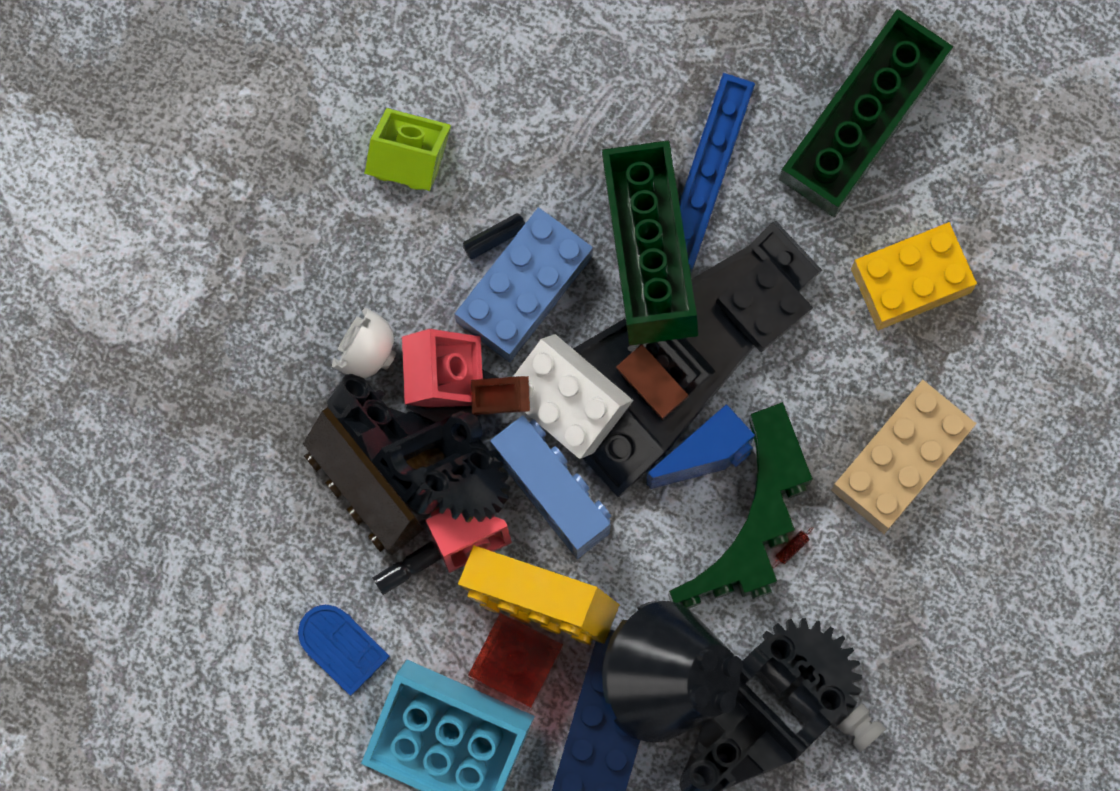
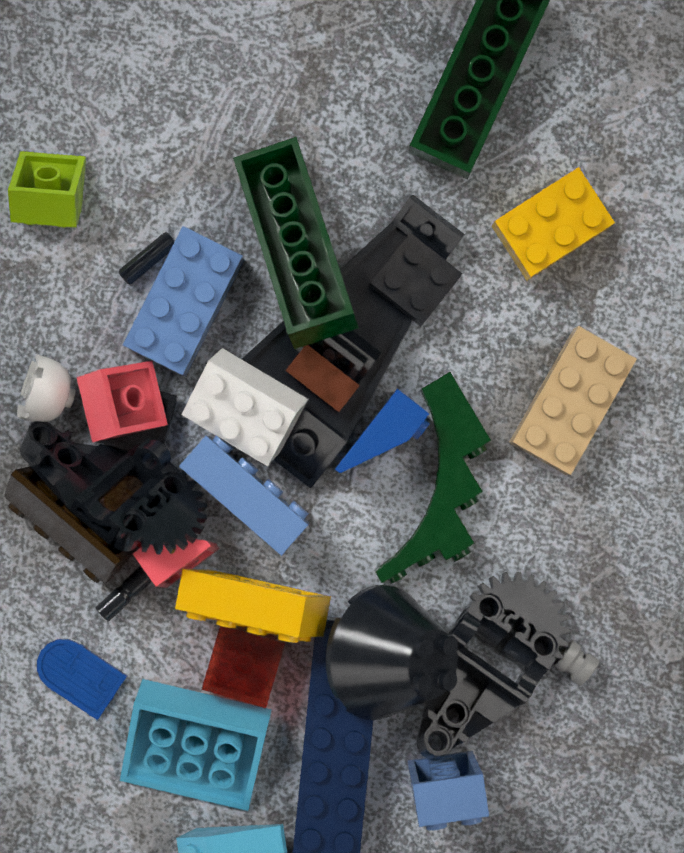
camera: 10 degrees left, 10 degrees up
(500, 395) = (181, 419): copper tile -> none
(712, 159) = (341, 146): blue tile -> none
(792, 547) = (484, 502): clear red piece -> none

